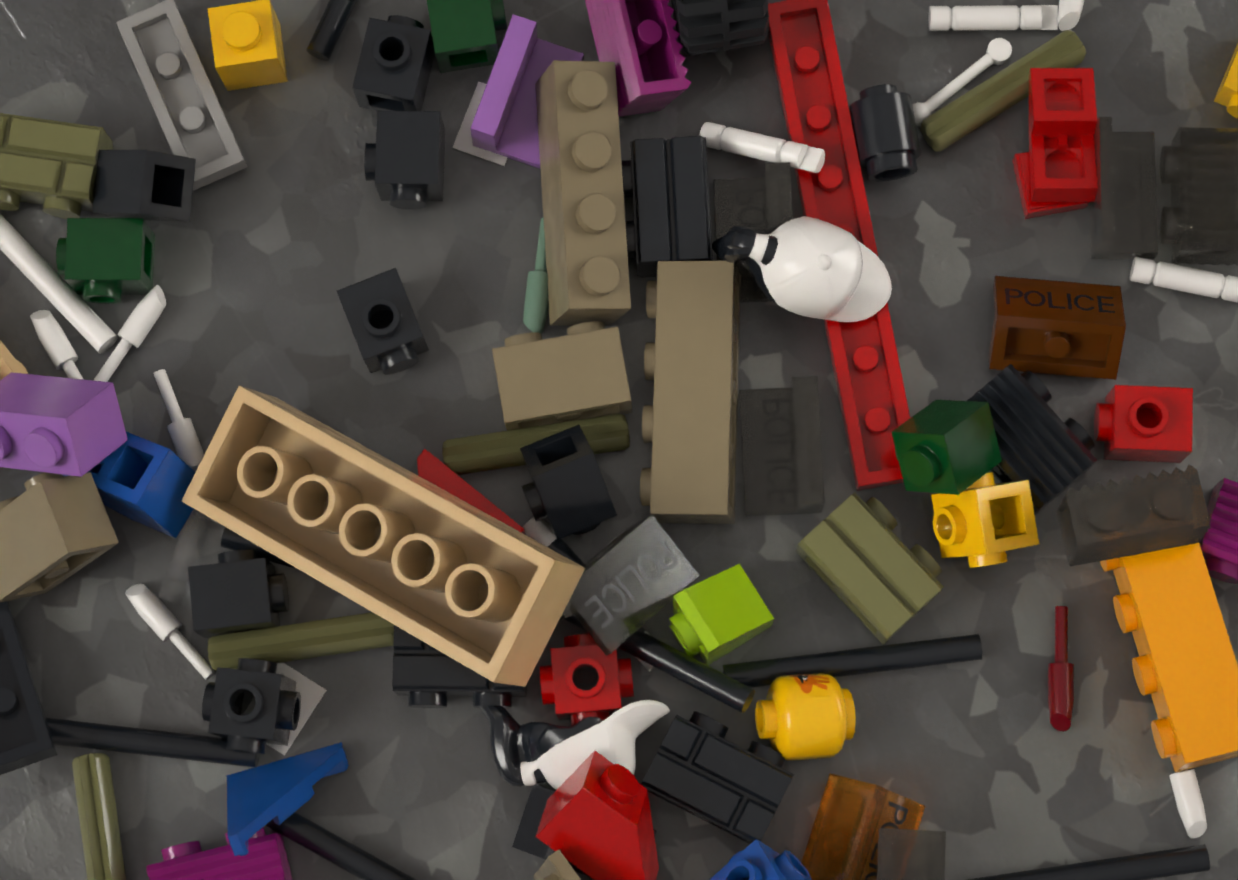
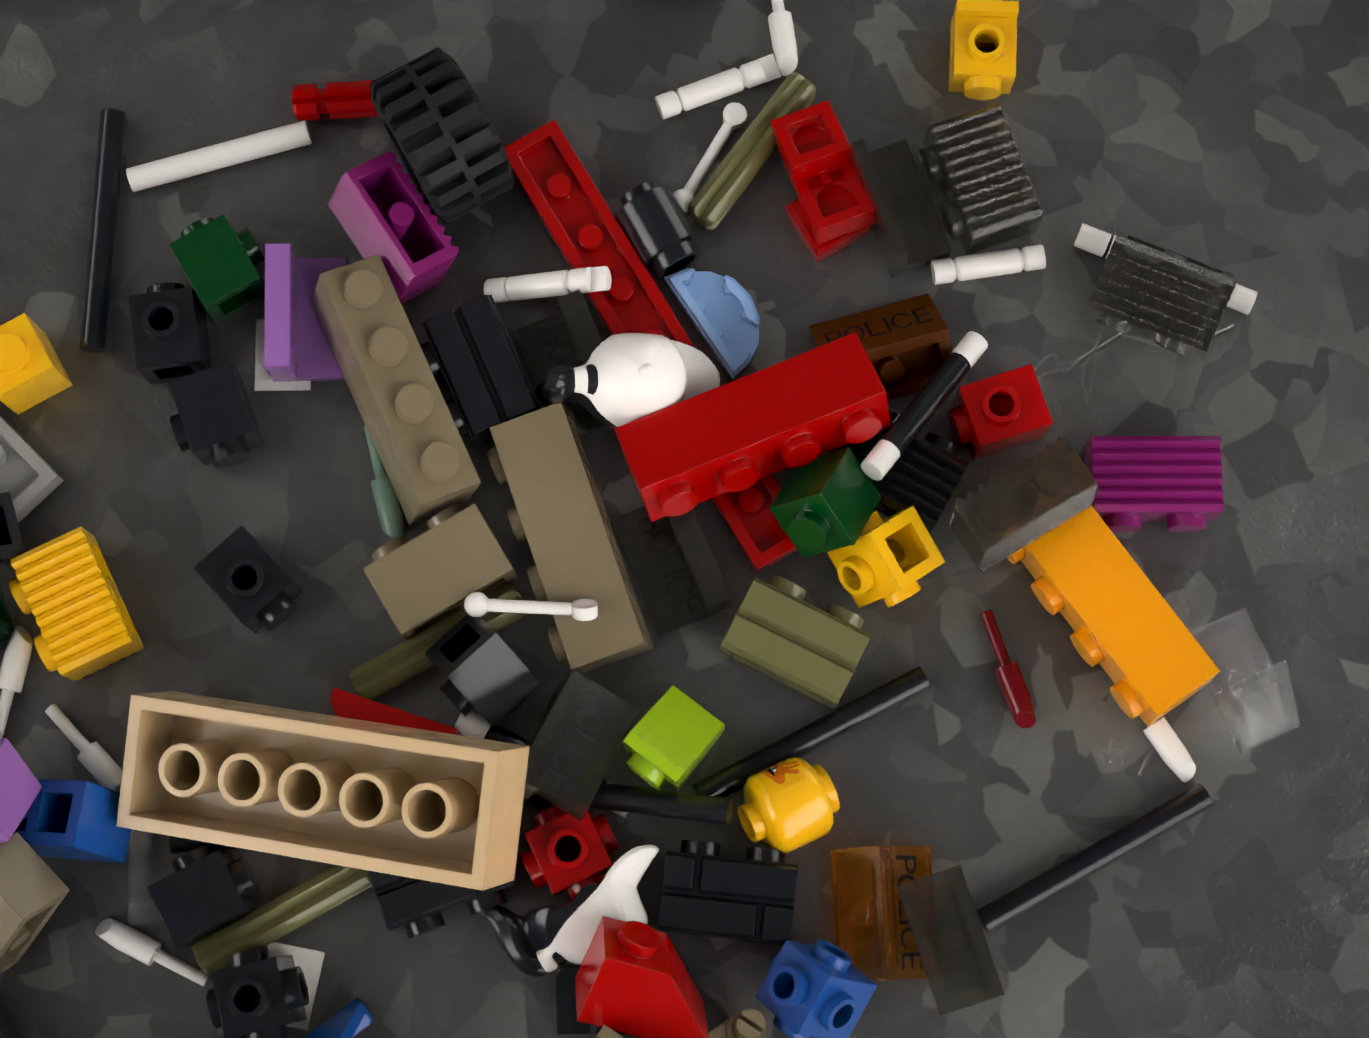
camera: 25 degrees left, 0 degrees up
(216, 285) = (74, 605): none -> yellow brick
(586, 421) = (478, 604): none -> white hinge
(906, 351) = (754, 427): none -> red brick
(914, 235) = (721, 316): none -> light blue tile
(1075, 390) = (924, 406): none -> black bar

